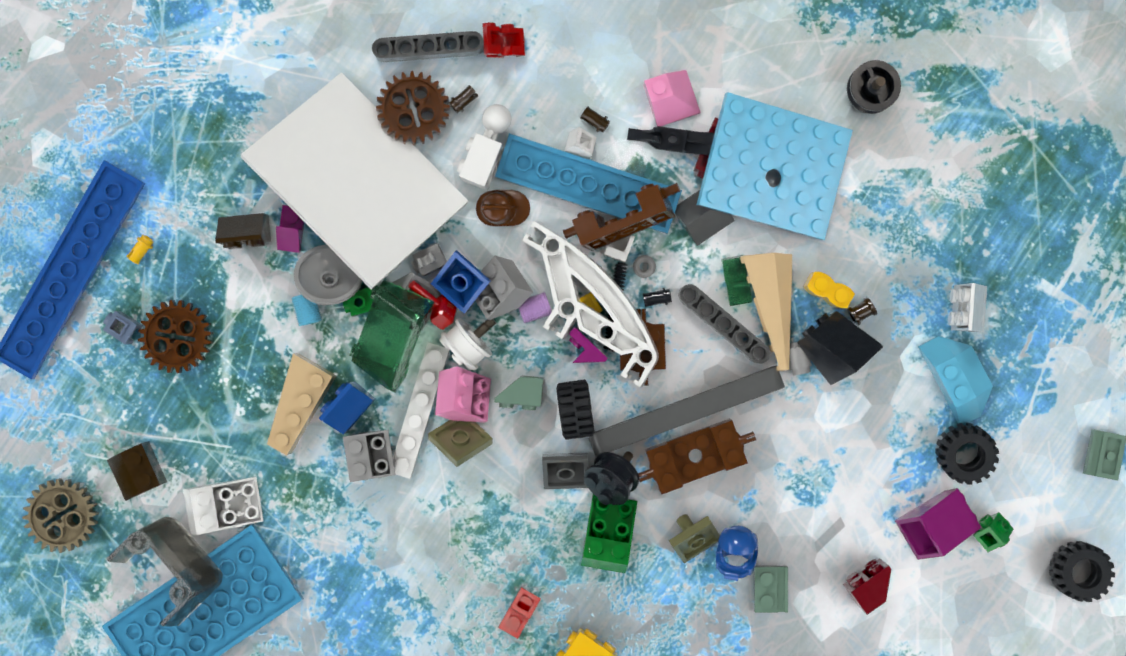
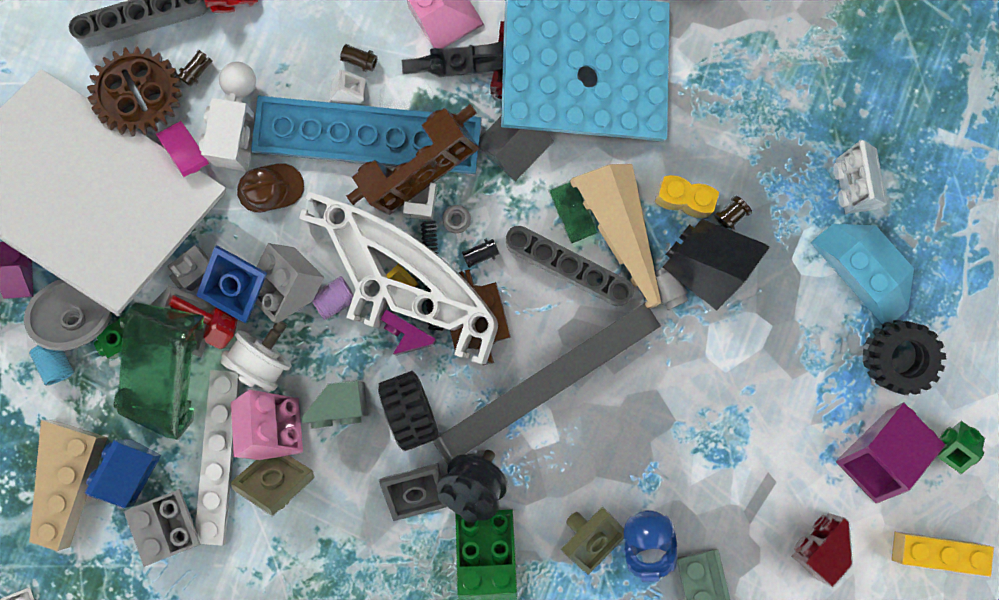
camera: 10 degrees left, 5 degrees down
(441, 163) = (182, 149): none -> dark pink slope
(719, 447) = (597, 416): reddish brown brick -> none
(958, 608) = (942, 554): none -> yellow brick

